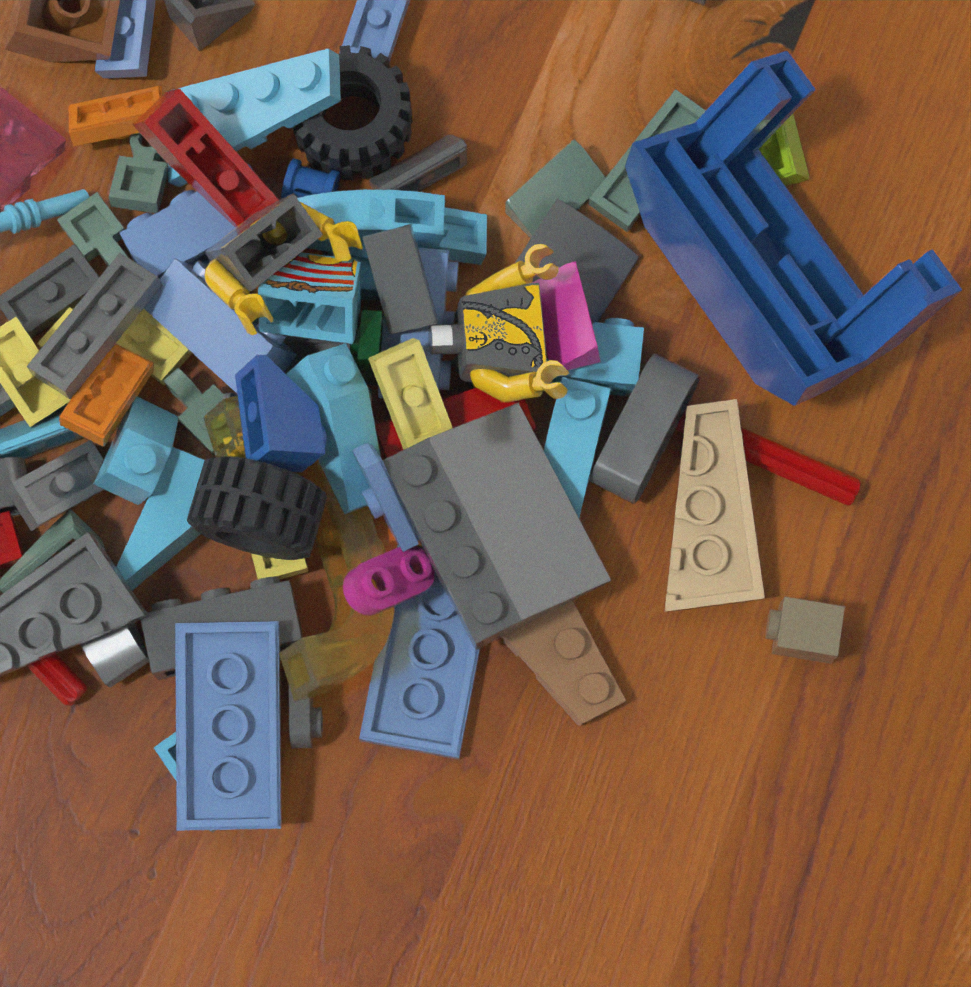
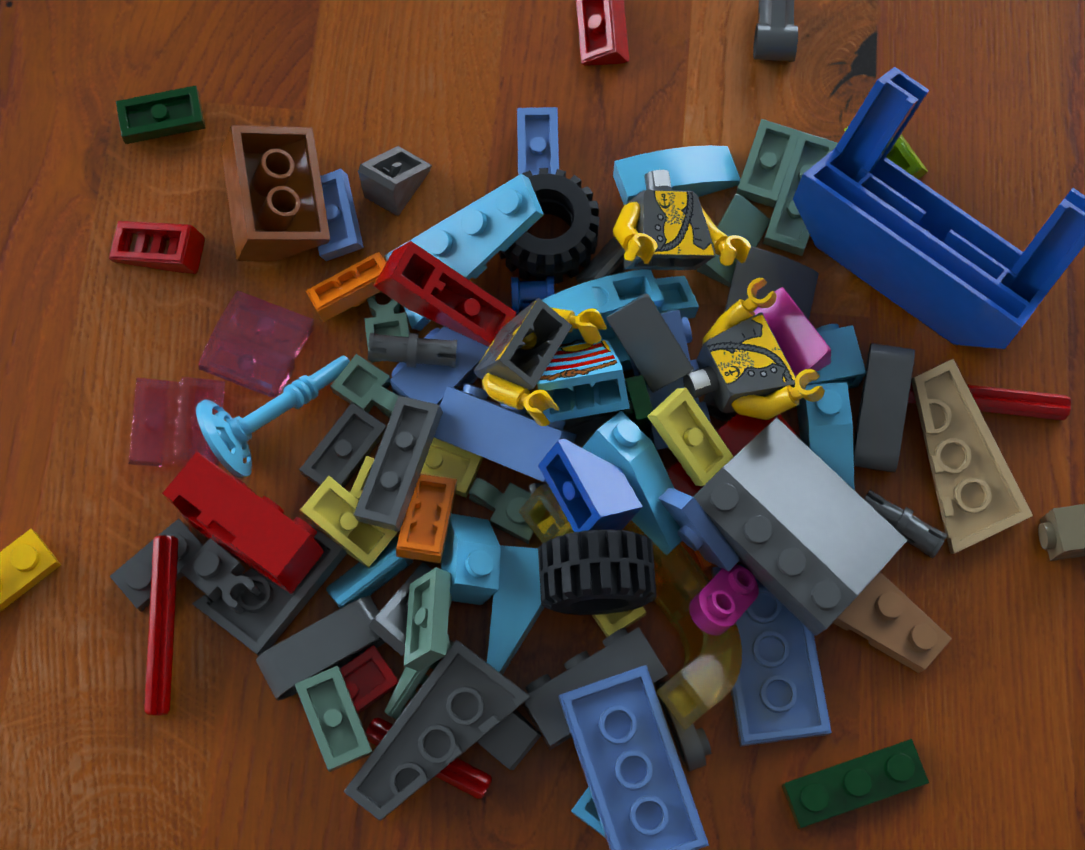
camera: 20 degrees left, 5 degrees down
(66, 500) = (427, 619): none -> sand green plate
(151, 207) = (412, 350): none -> dark grey pin
(464, 818) = (854, 783): none -> dark green plate
(476, 160) = (672, 230): none -> torso
(518, 97) = (690, 169): none -> medium azure slope
(622, 562) = (917, 532): none -> dark grey pin
(625, 113) = (767, 163): none -> sand green plate

